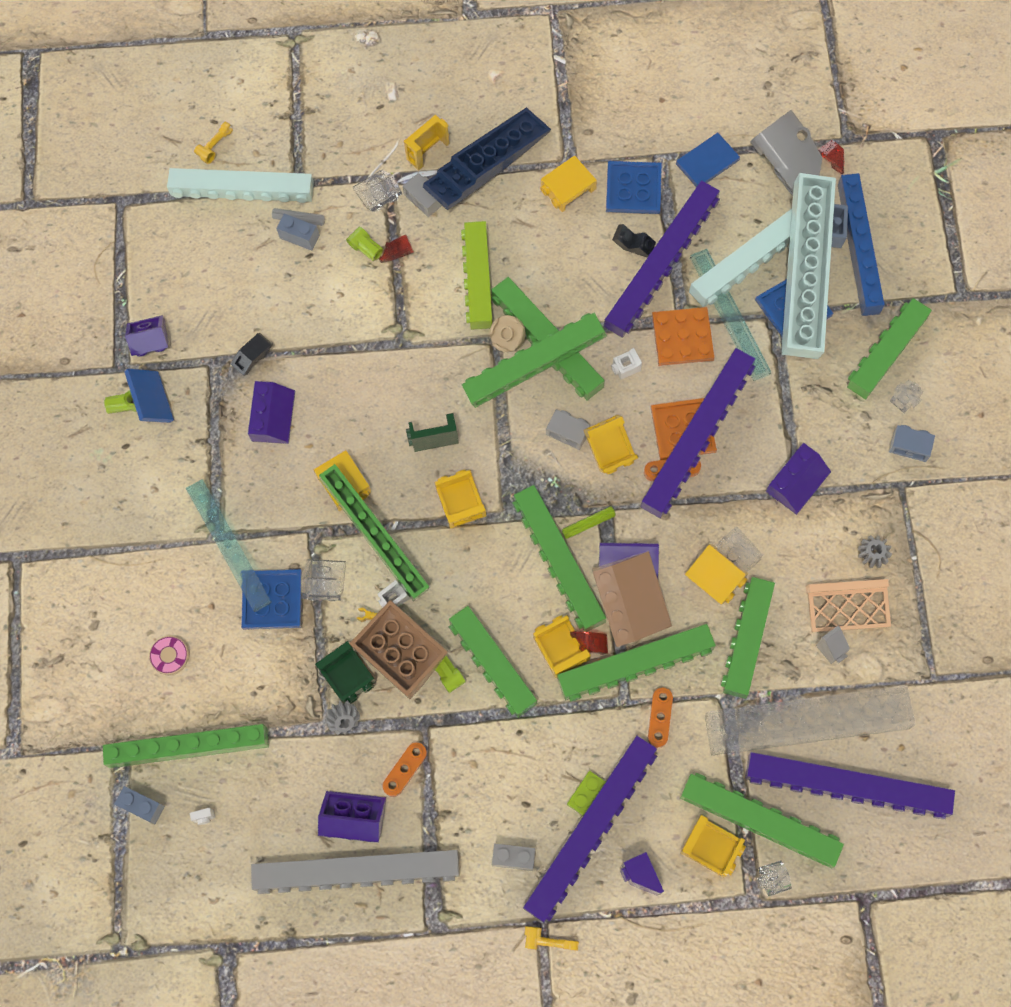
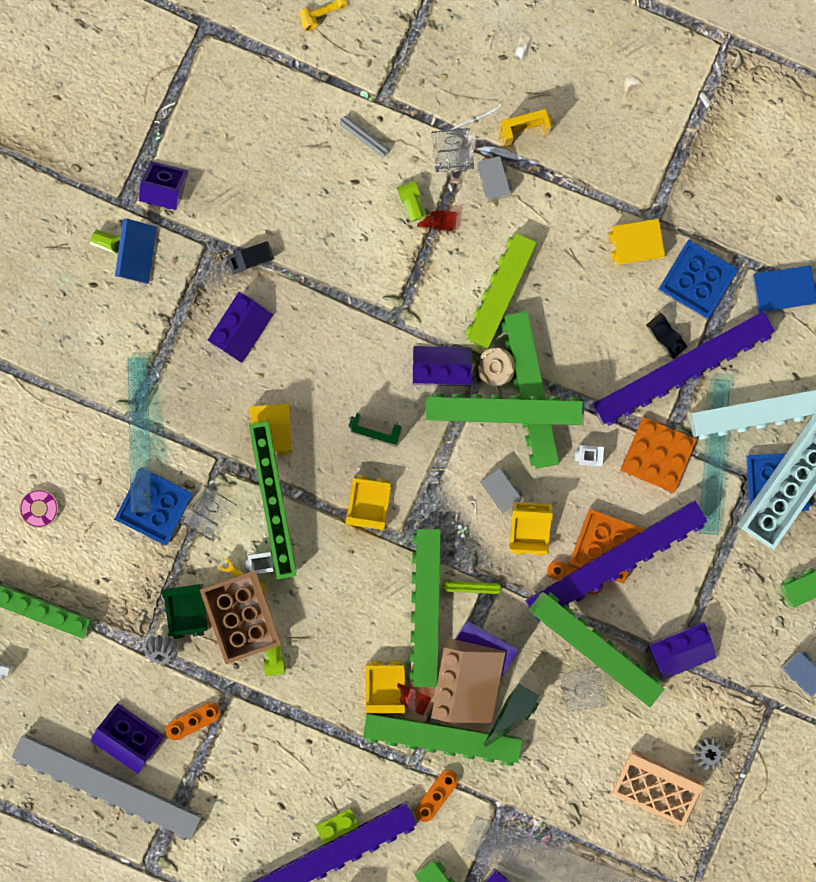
camera: 25 degrees right, 15 degrees up
(240, 185) = (325, 73): light aqua brick -> none
(298, 232) = (355, 154): sand blue brick -> none
(462, 359) = (442, 366): none -> dark purple slope
(485, 158) = (574, 173): dark blue slope -> none
(493, 662) = (318, 670): bright green brick -> none
(513, 857) = (245, 848): light grey brick -> none
(686, 602) = (517, 707): none -> dark green slope
(716, 575) = (556, 700): yellow panel -> none
(725, 510) = (596, 649): none -> bright green brick
(748, 637) = (552, 768): bright green brick -> none
(834, 645) = (621, 818): light grey slope -> none

